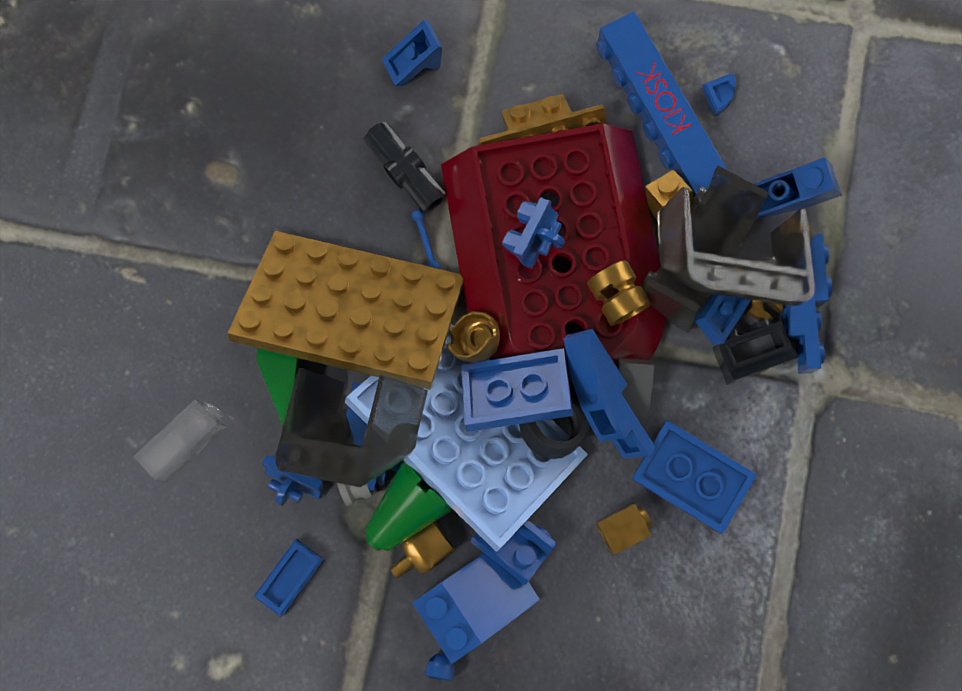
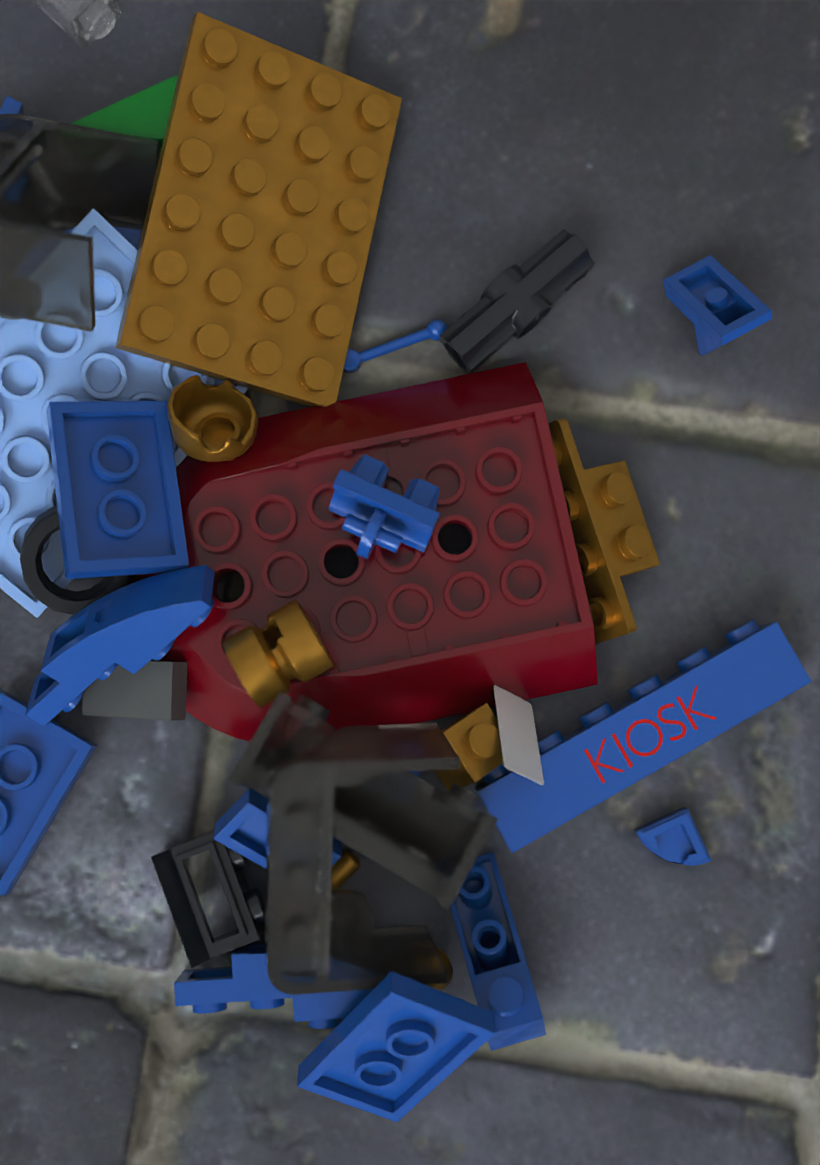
camera: 80 degrees right, 5 degrees up
(663, 169) = (518, 735): none -> white sticker
(843, 240) = (395, 1047): none -> blue plate

